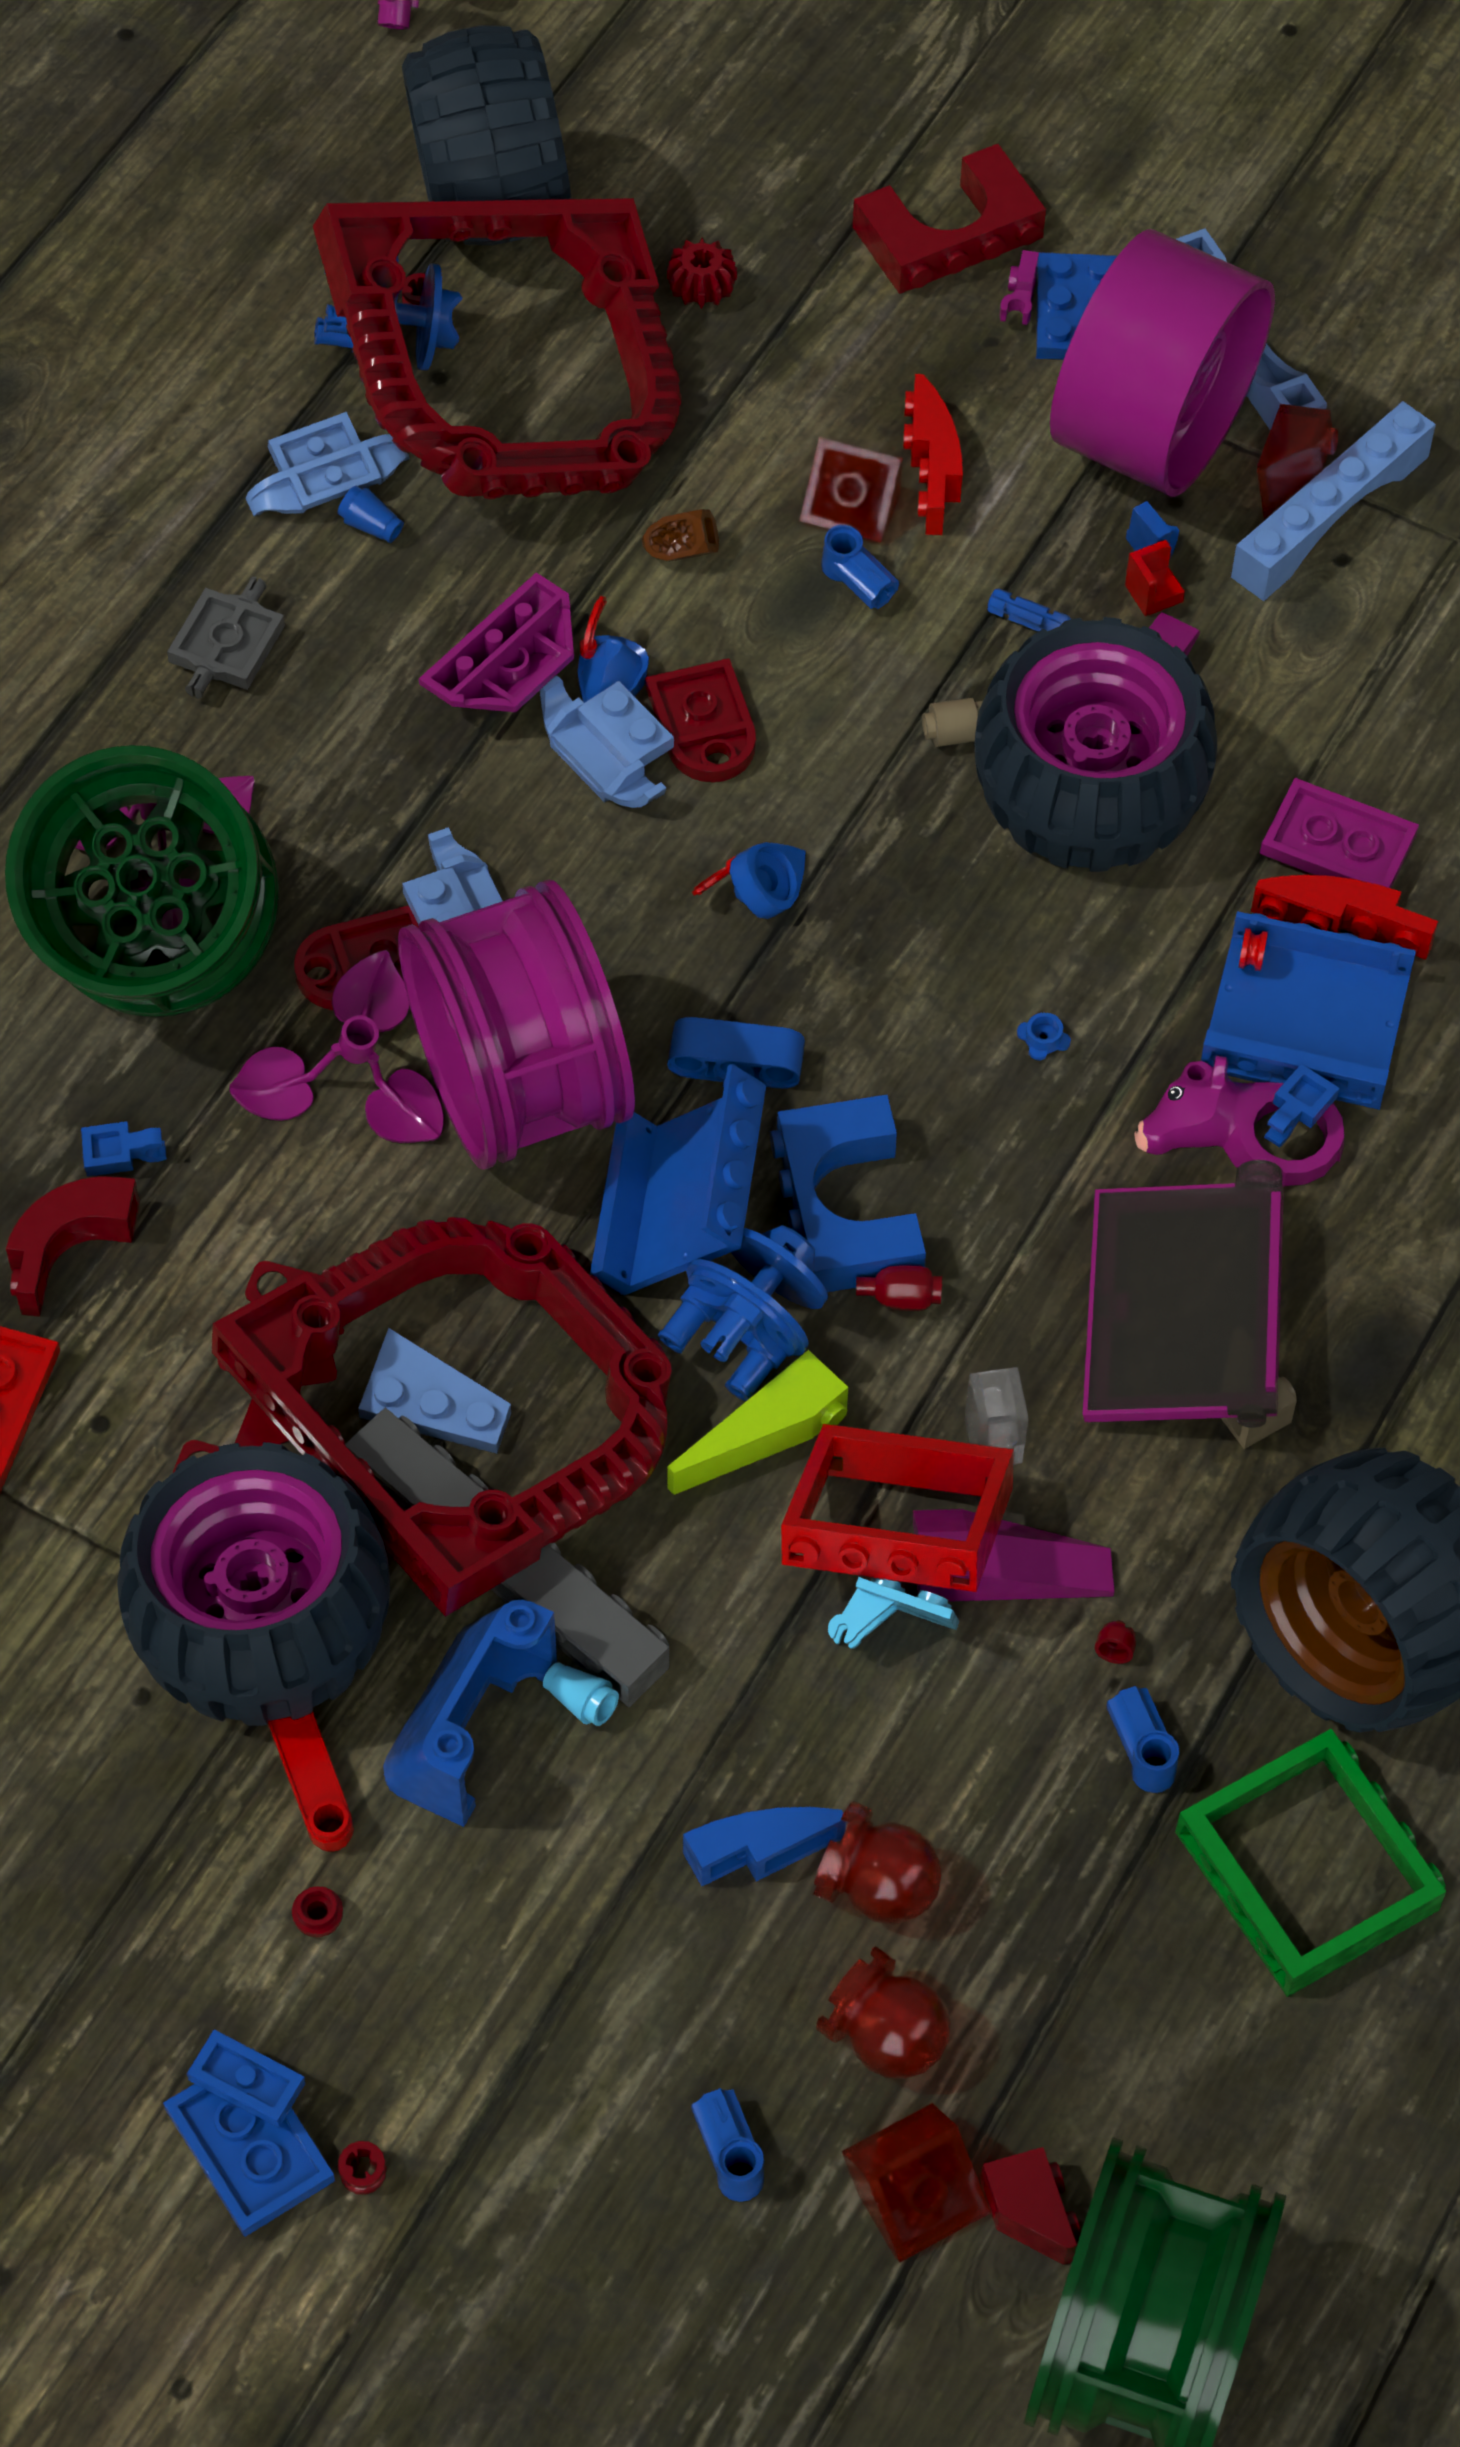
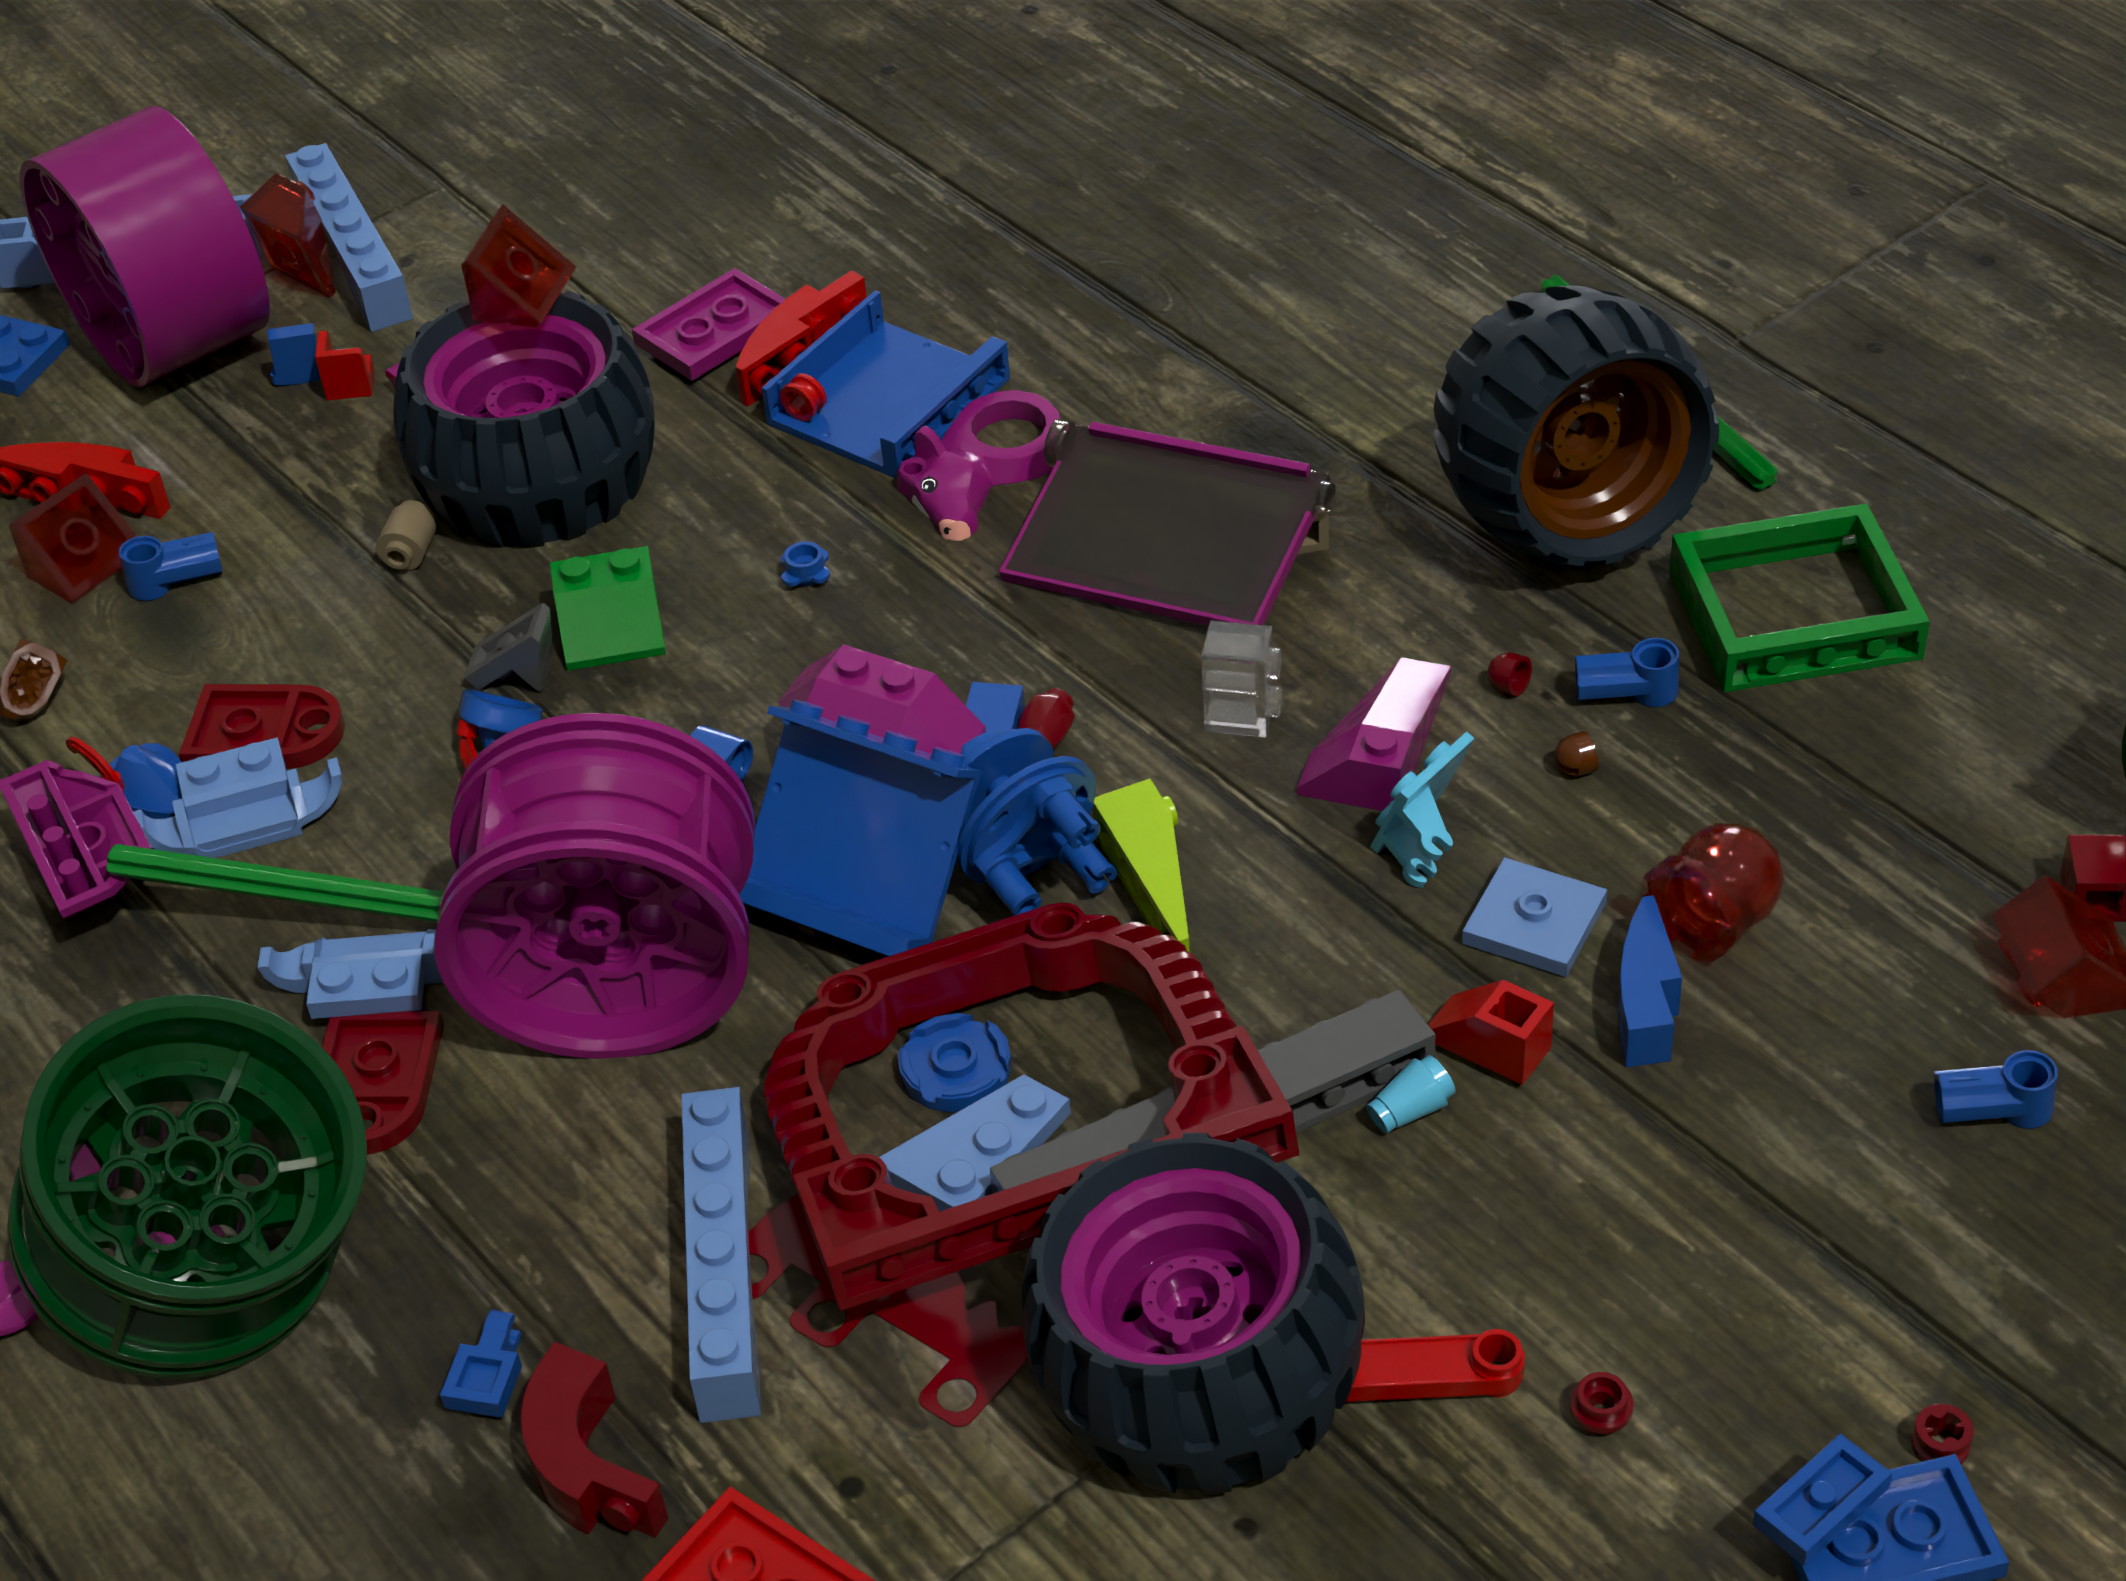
camera: 65 degrees left, 15 degrees down
(188, 1283) = (718, 1256): none -> medium blue arch
(368, 1001) = (433, 1074): magenta plant -> none
(433, 1747) = (1402, 1197): blue windscreen -> none
(501, 785) = (274, 882): none -> green axle
(515, 1352) = (954, 1062): none -> blue tile
(663, 1735) = (1497, 1028): none -> red slope
(823, 1739) = (1534, 917): none -> medium blue plate
(824, 1155) = (887, 697): none -> magenta wedge
(840, 863) = (517, 647): none -> dark grey slope
(891, 2020) = (1890, 919): clear red tile -> none
(903, 1462) = (1225, 802): red window -> none
(922, 908) = (607, 608): none -> green slope
(1024, 611) = (314, 463): blue axle -> none
(1028, 1722) = (1576, 754): none -> reddish brown hinge
(1186, 656) = (513, 273): none -> clear red slope
(1302, 1099) = (993, 396): blue plate -> none

